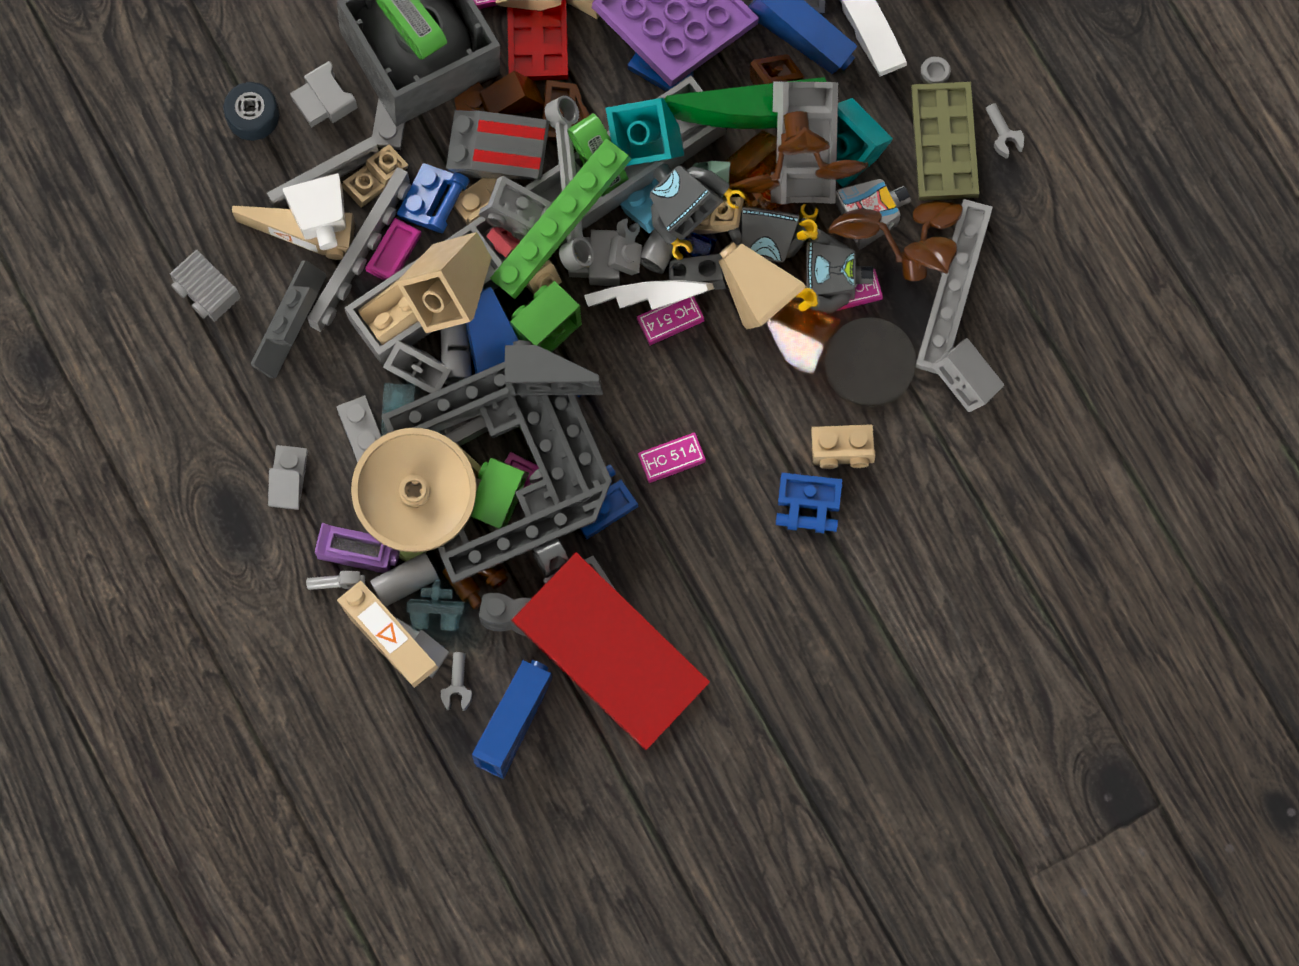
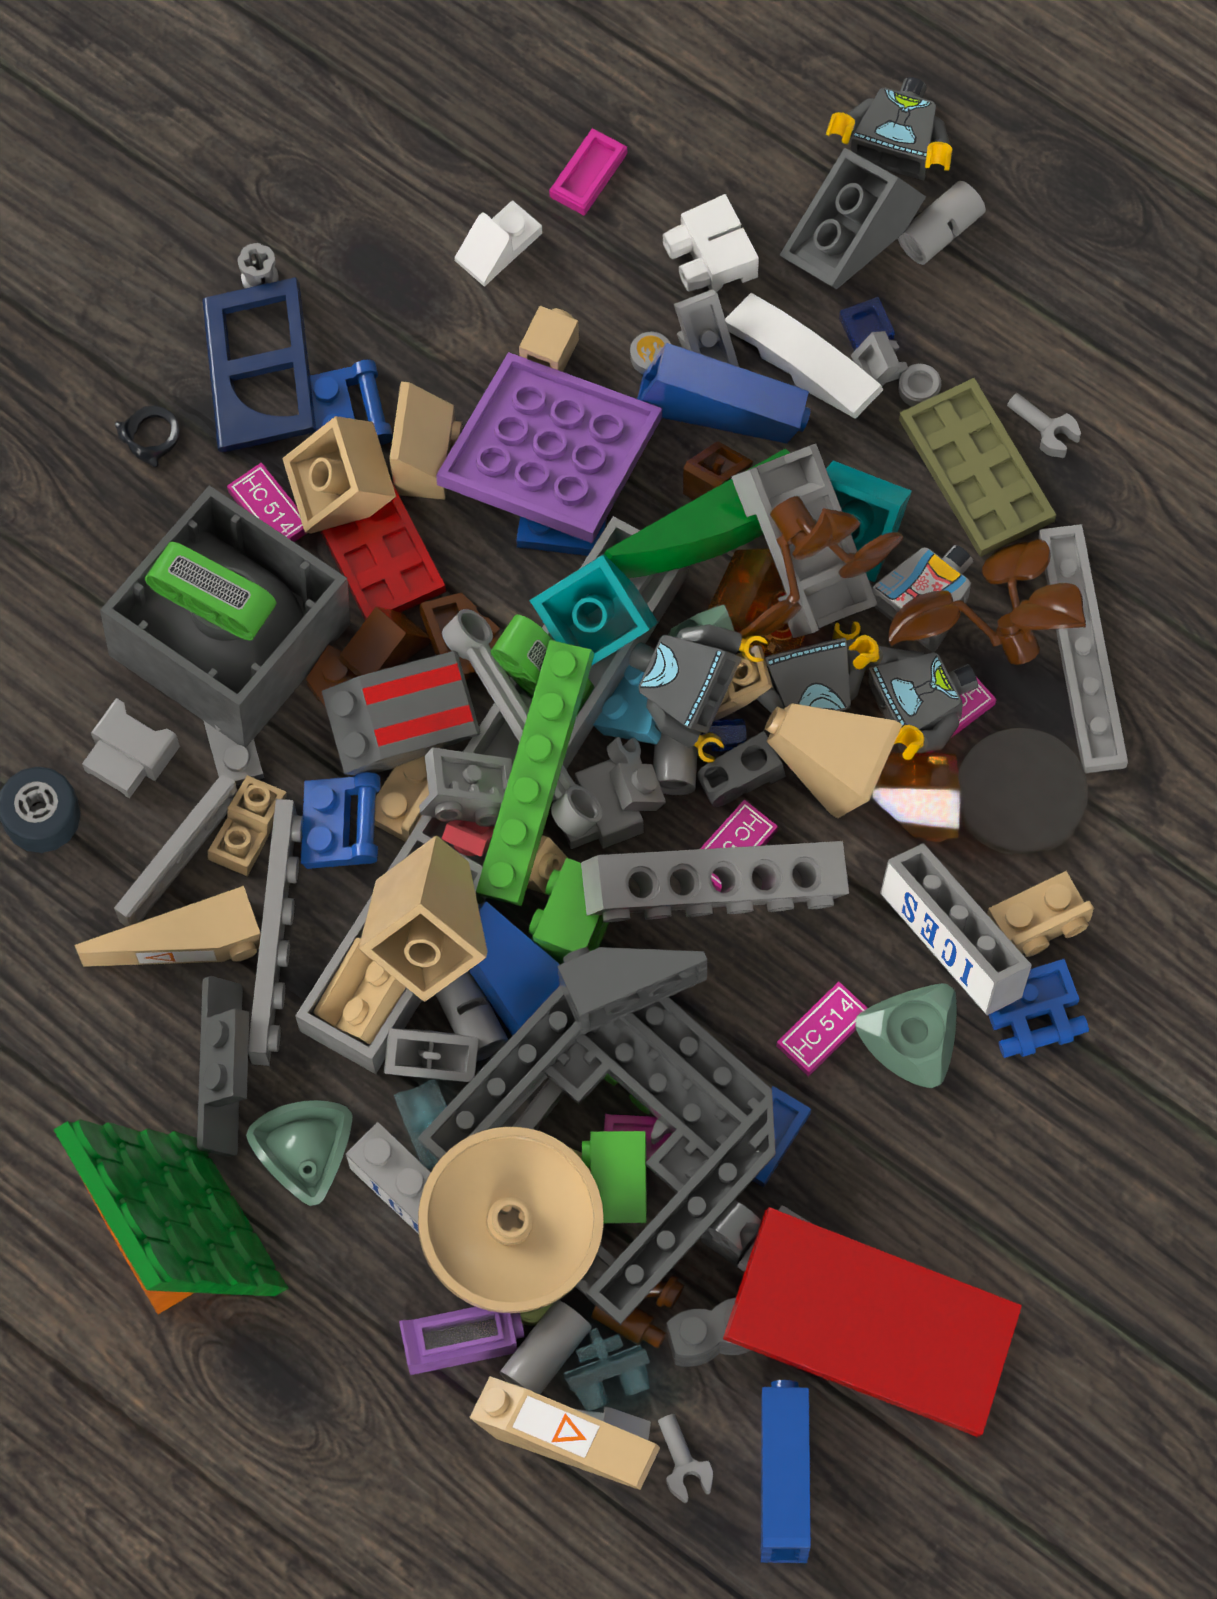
camera: 25 degrees left, 5 degrees down
(204, 285) = (83, 1070): light grey brick -> none
(206, 394) = (169, 1213): none -> green piece
(287, 477) = (317, 1281): light grey slope -> none
(315, 390) = (302, 1145): none -> sand green hat
(318, 209) = (197, 899): white torso -> none
(345, 579) = (466, 1386): light grey bar -> none
(393, 250) = (318, 914): dark pink tile -> none
(656, 292) = (707, 816): white slope -> none
(716, 352) = (819, 864): none -> light grey brick
(725, 484) = (913, 1033): none -> sand green hat
(779, 430) = (955, 929): none -> light grey brick
(914, 43) = (878, 358): none -> light grey tile
(919, 17) = (864, 319): none -> clear blue plate
(968, 375) = (1160, 753): light grey hinge -> none

